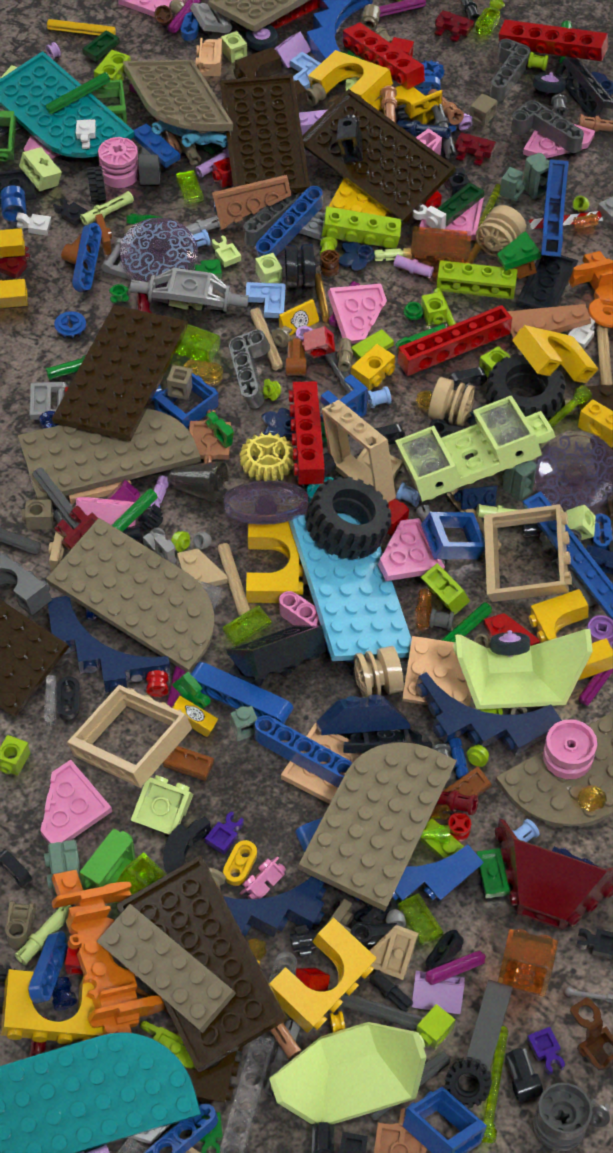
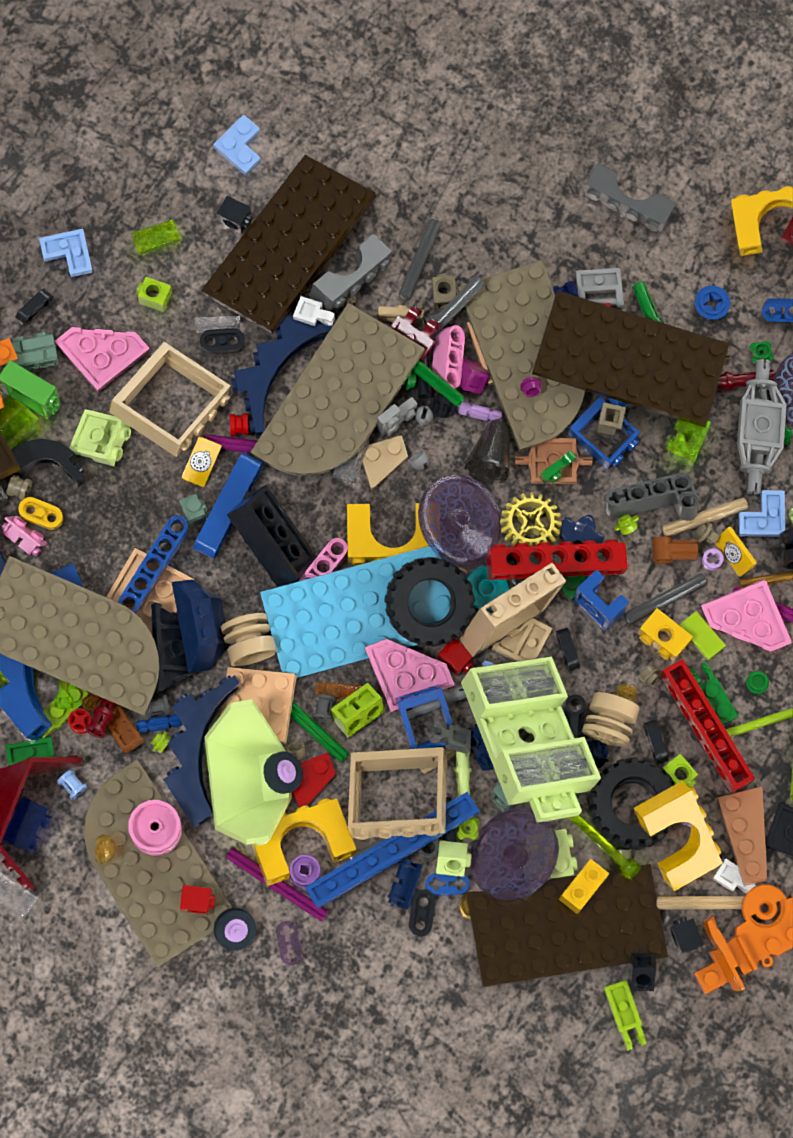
camera: 85 degrees right, 20 degrees up
(52, 610) = (310, 311): none -> white plate
(143, 440) = (531, 386): none -> magenta plate
(181, 540) = (416, 437): lime plate -> none
(189, 763) = (149, 462): dark orange plate -> none
(190, 690) = (231, 454): green plate -> none
(208, 371) = (653, 449): clear yellow plate -> none
(224, 835) = (70, 495): dark purple plate -> none
(233, 578) = (372, 494): tan axle -> none
(246, 625) = (313, 509): clear neon green plate -> none
(318, 342) = (691, 572): brick -> none
(344, 355) = (678, 602): dark tan pin -> none
(379, 397) = (622, 642): light blue bush -> none
(409, 380) = (650, 676): none -> dark tan plate
(434, 309) = (767, 700): lime brick -> none
(474, 507) = (454, 737): none -> dark grey plate

